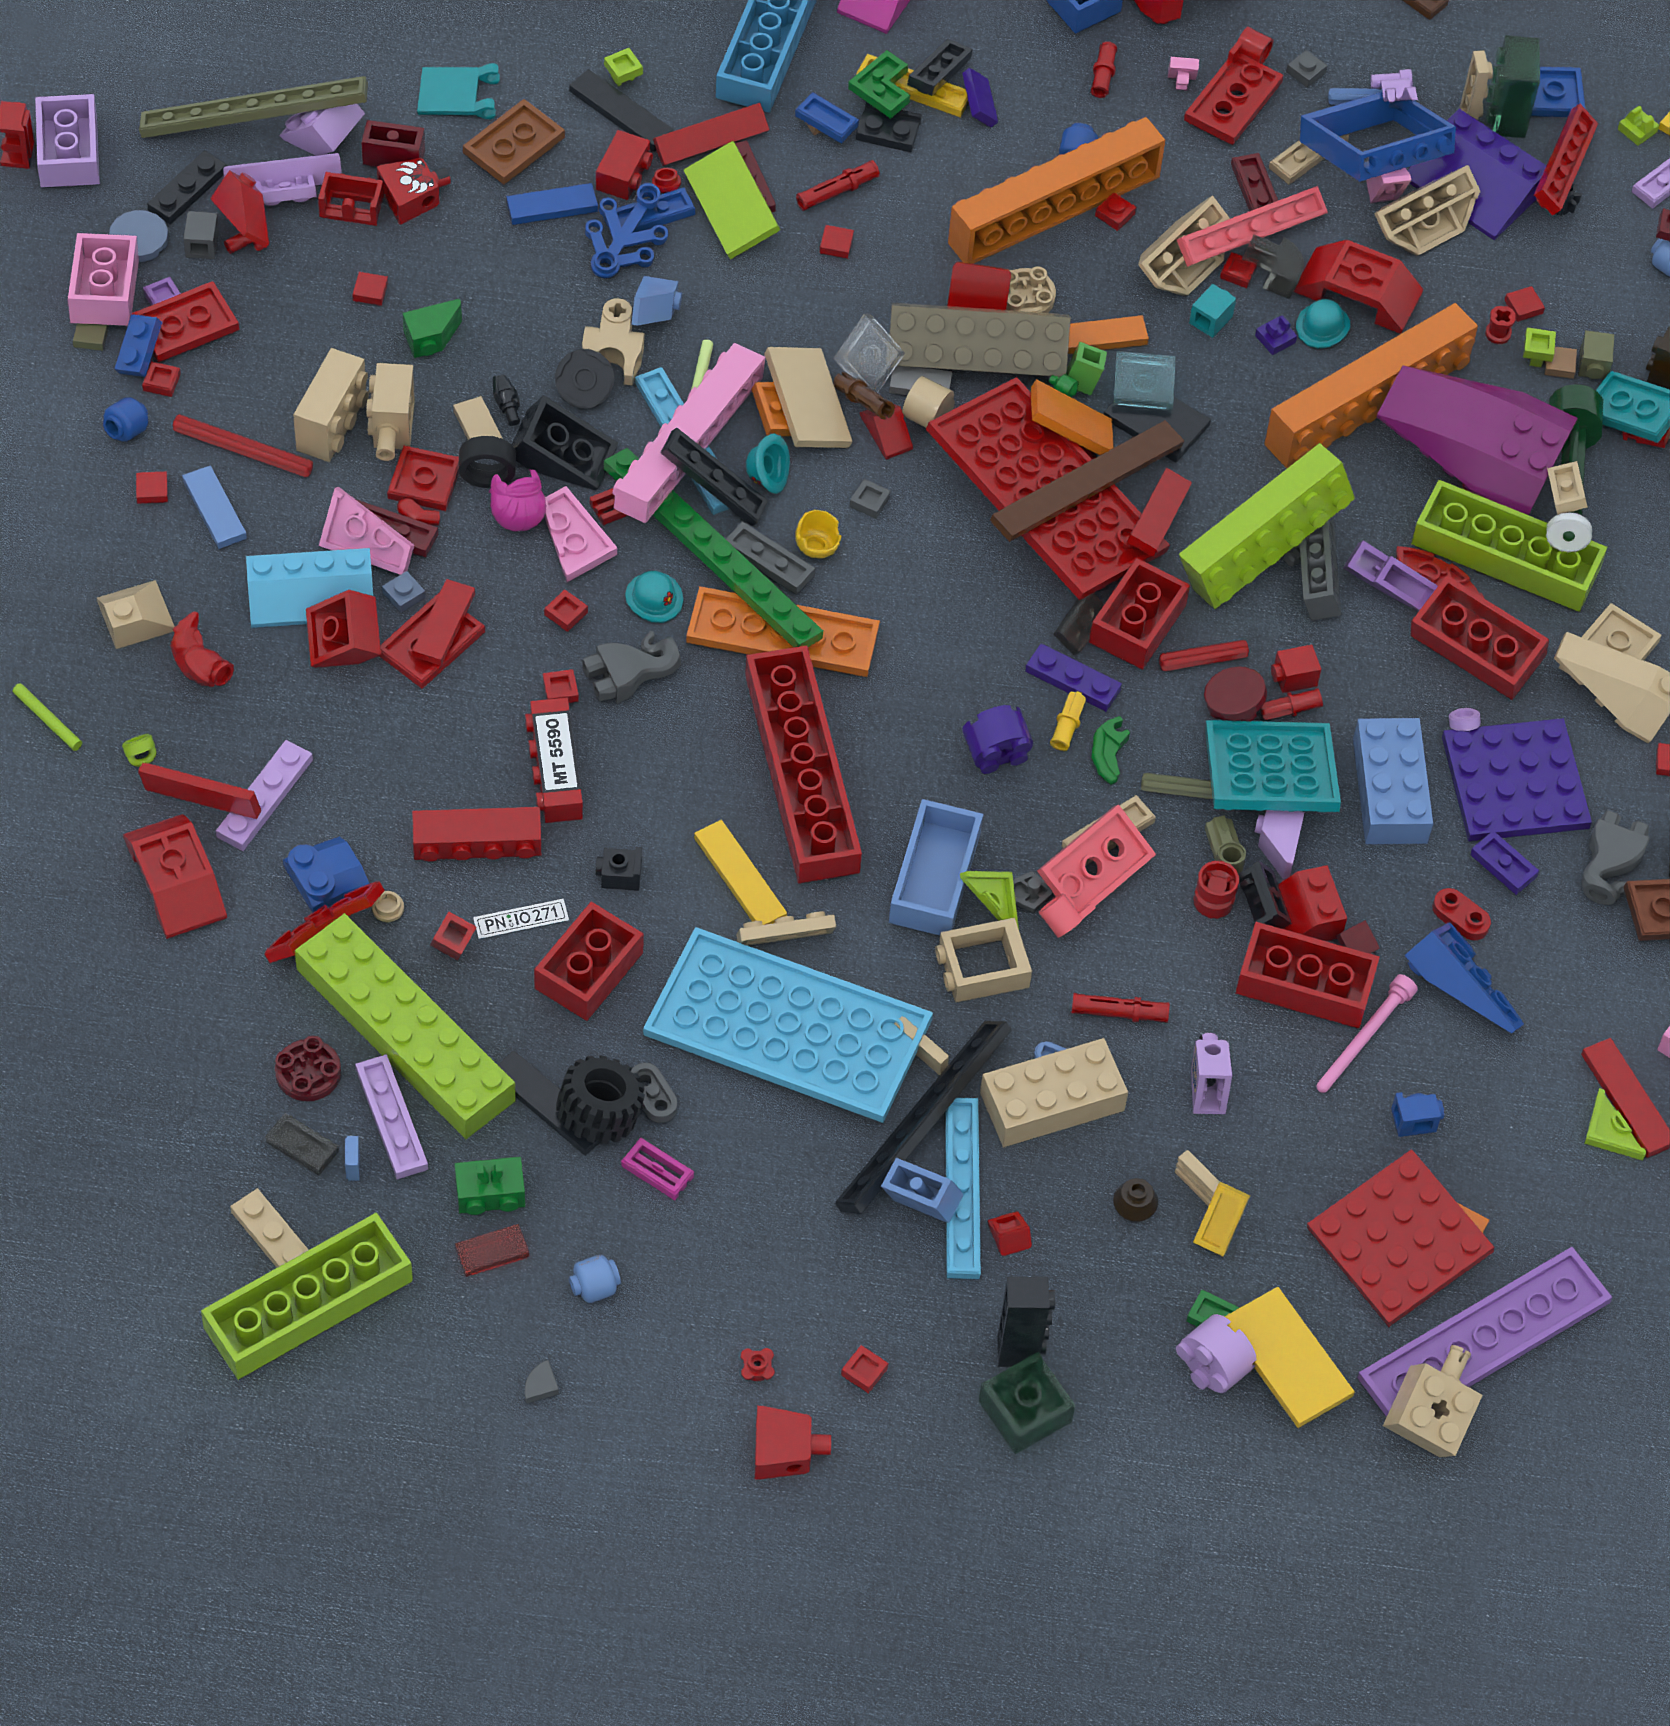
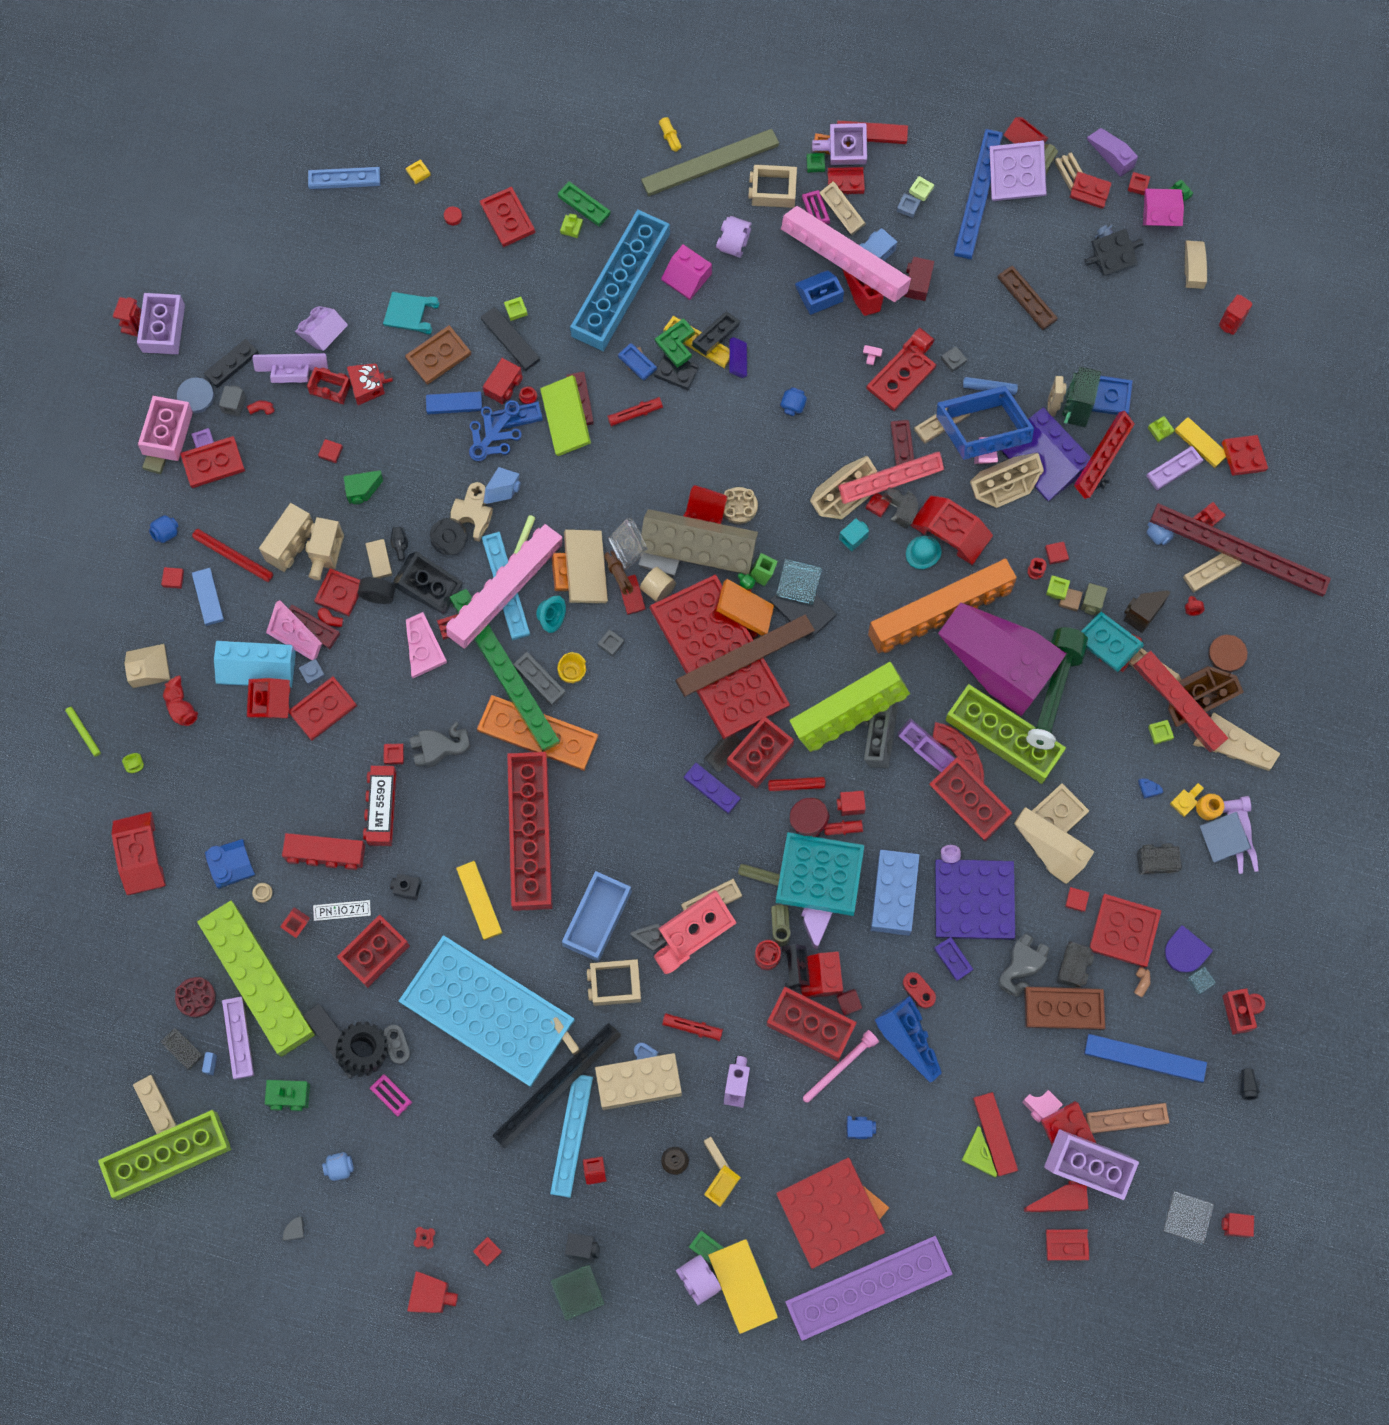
camera: 15 degrees right, 15 degrees up
(138, 345) = (179, 477): blue plate -> none
(161, 379) = (191, 500): red tile -> none
(199, 790) = (161, 800): red tile -> none
(243, 206) = (258, 388): red slope -> none
(253, 107) = (277, 314): olive tile -> none
(270, 789) = (202, 804): lavender plate -> none
(315, 922) = (220, 897): red tile -> none
(391, 143) = (360, 351): dark red brick -> none
(443, 622) = (330, 699): red tile -> none
(492, 1250) = (282, 1136): clear red tile -> none
(519, 504) = (390, 622): dark pink hair -> none
(566, 610) = (407, 699): red plate -> none
(654, 596) = (464, 696): teal hat -> none
(711, 134) = (562, 364): red tile -> none
(714, 476) = (512, 621): black tile -> none
(786, 929) = (497, 944): tan plate -> none
(836, 241) = (627, 452): red tile -> none
(922, 1190) = (543, 1140): medium blue brick -> none
(994, 891) = (630, 939): lime tile -> none
(998, 738) = (653, 830): dark purple brick -> none
(1055, 191) = (770, 436): orange brick -> none
(1068, 721) = (701, 820): yellow axle -> none
(1104, 69) = (822, 345): red pin -> none
(1105, 747) = (722, 839): green piece -> none
(1109, 333) = (782, 542): orange tile -> none
(1115, 211) = (808, 451): red plate -> none
(1159, 512) = (787, 680): red tile -> none
(1276, 335) = (891, 556): dark purple tile -> none
(1395, 85) = (1005, 385): lavender flag -> none
(1453, 1404) = (824, 1336): tan brick -> none
(1567, 488) = (1045, 709): tan plate -> none

